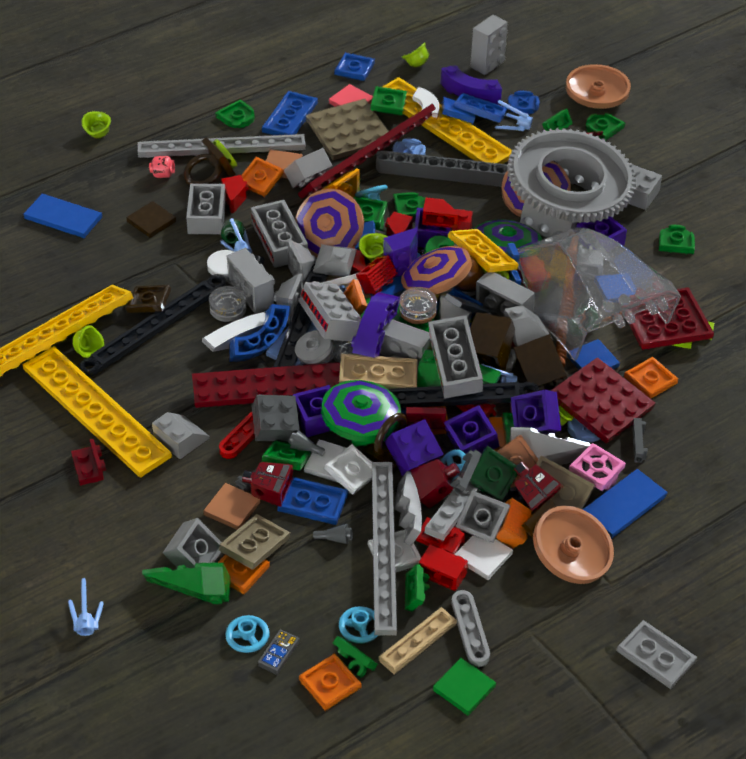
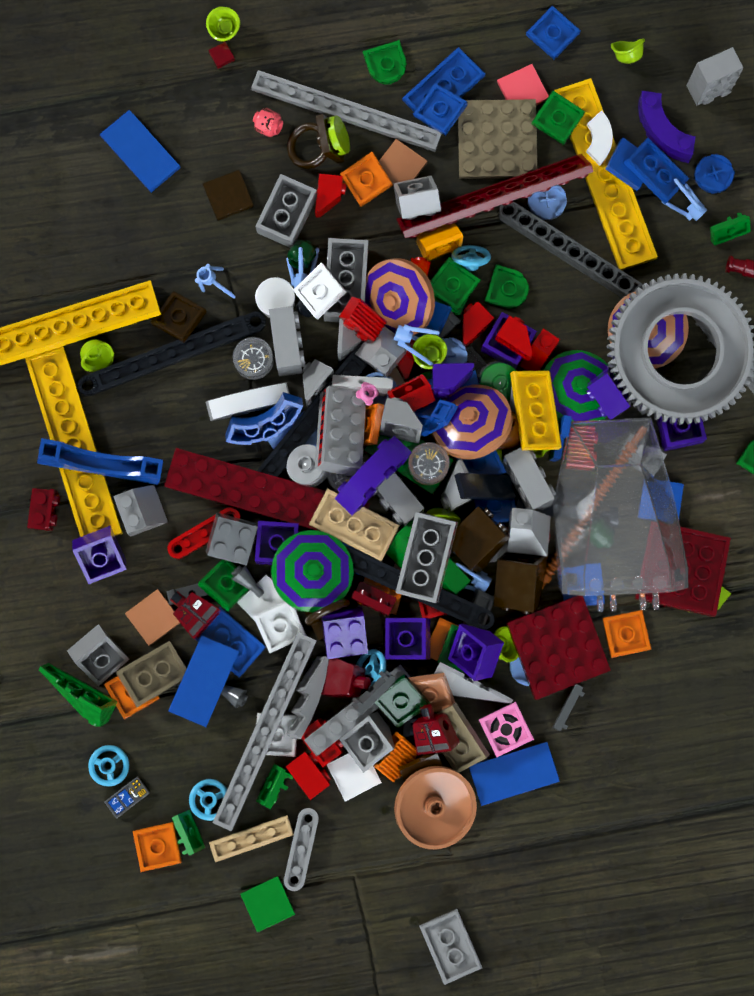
camera: 25 degrees right, 35 degrees up
(87, 405) = (125, 467): none -> blue arch
(103, 145) = (221, 55): none -> dark red tile
(159, 468) = (99, 554): none -> dark purple brick
(163, 258) = (207, 276): none -> light blue plant
(262, 237) = (319, 291): none -> white tile
(295, 121) = (440, 109): none -> blue tile
(305, 529) = (203, 681): none -> blue tile
(308, 238) = (362, 319): none -> red brick
(339, 278) = (370, 389): none -> bright pink plate
(348, 240) = (404, 335): none -> light blue plant
(381, 278) = (400, 421): none -> light grey slope
(408, 275) = (439, 418): none -> blue tile
(533, 224) = (608, 395): none -> dark purple slope

